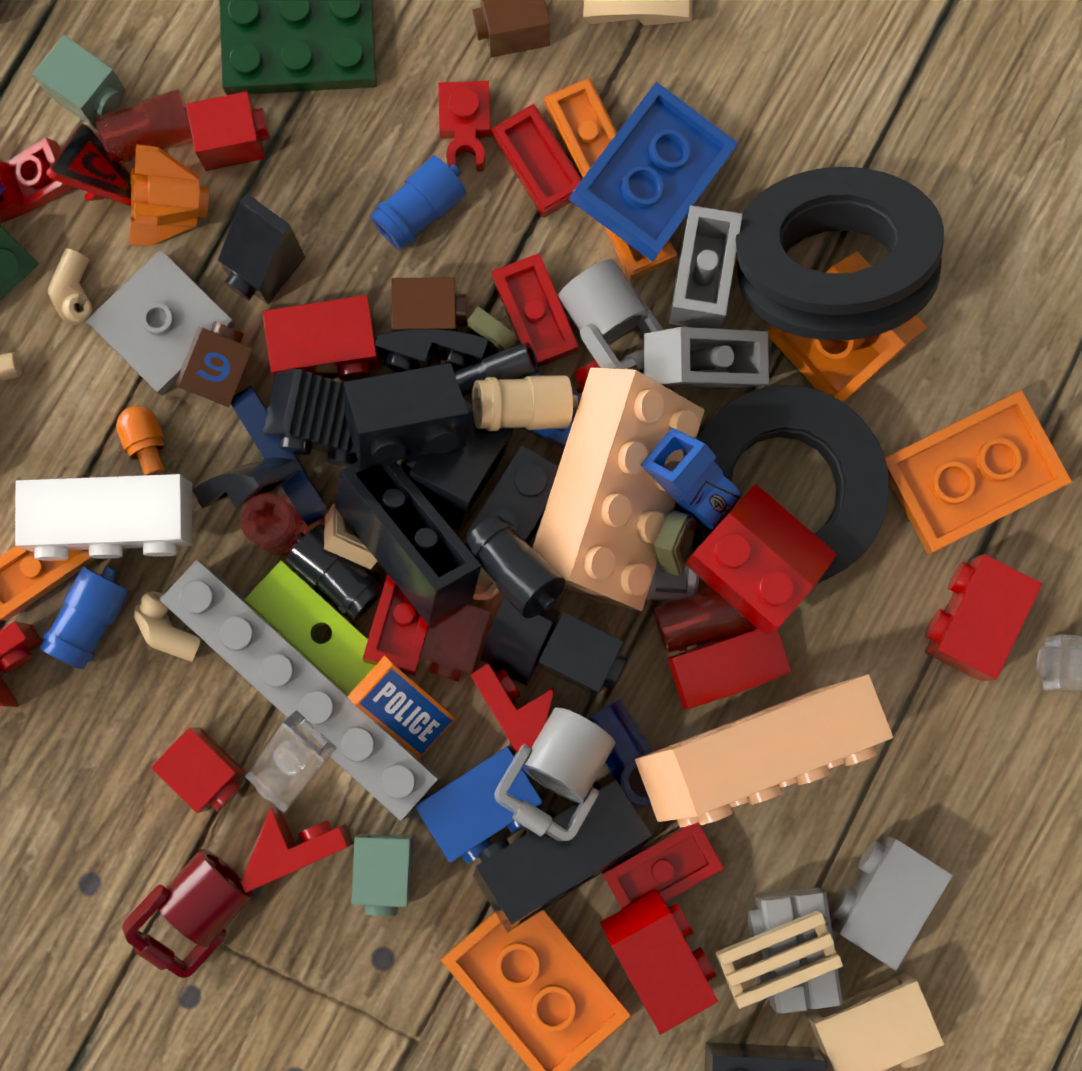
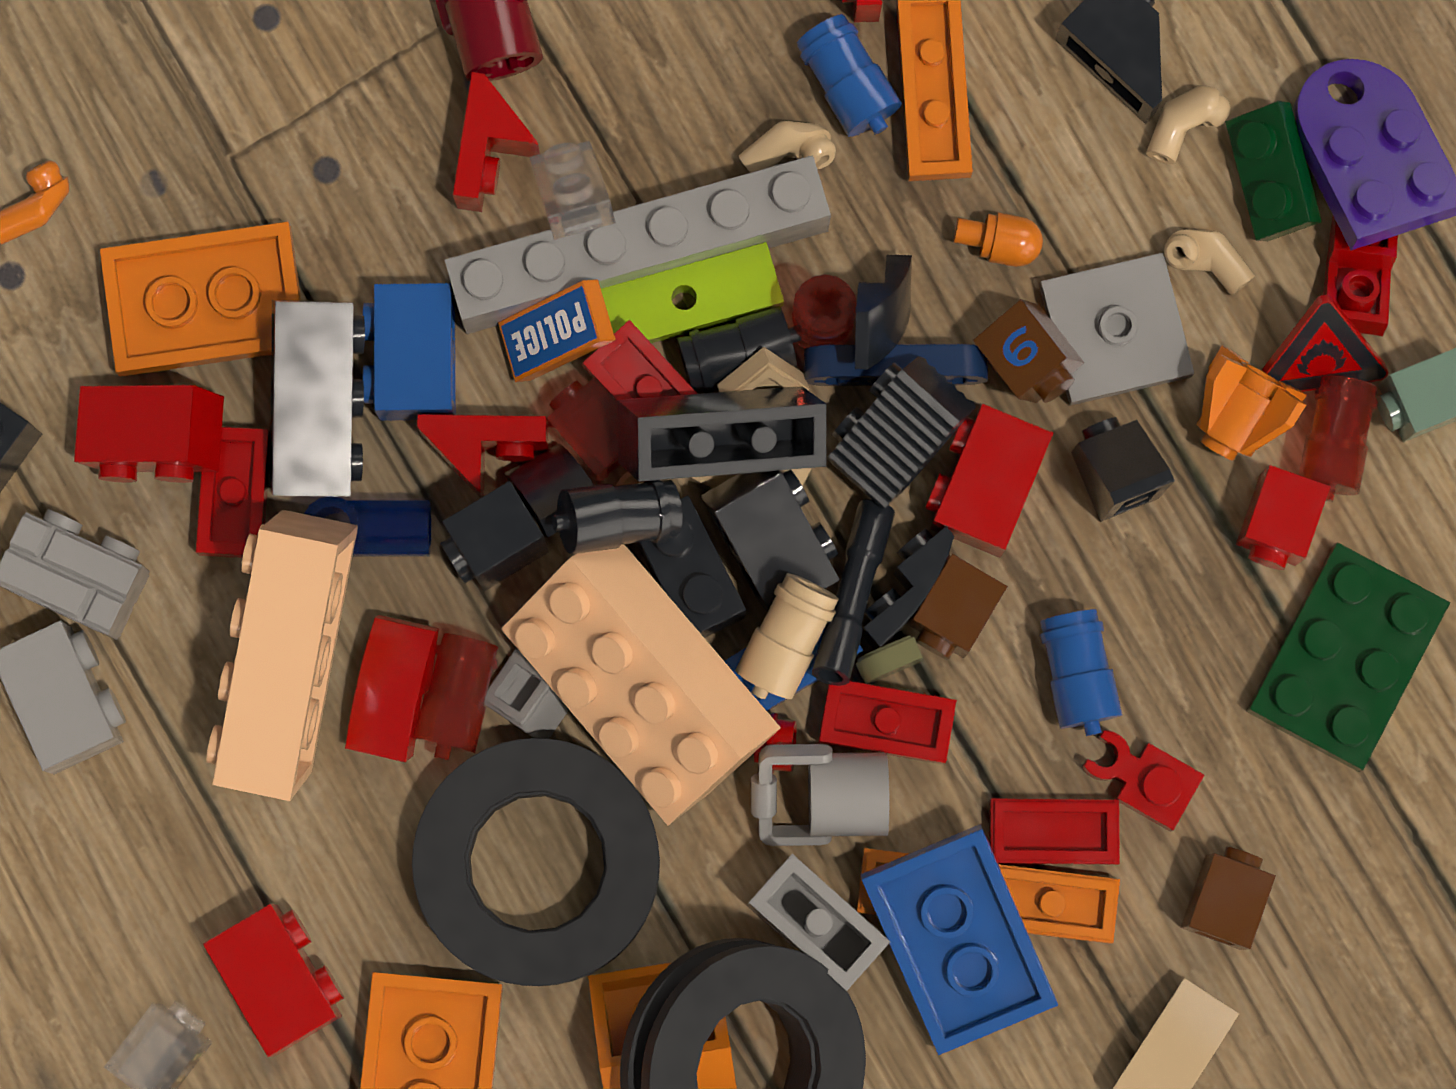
camera: 120 degrees right, 0 degrees up
(103, 515) = (932, 151): white brick -> none
(199, 771) = (621, 99): red brick -> none
(382, 873) = (408, 217): sand green brick -> none
(405, 415) = (842, 503): black brick -> none
(564, 761) = (400, 457): light grey piece -> none
(675, 541) = (549, 705): olive tile -> none
(696, 481) = (592, 753): blue leg -> none
(707, 358) = (718, 858): light grey brick -> none
(761, 560) = (474, 780): red slope -> none
(789, 979) = (50, 540): tan tile -> none

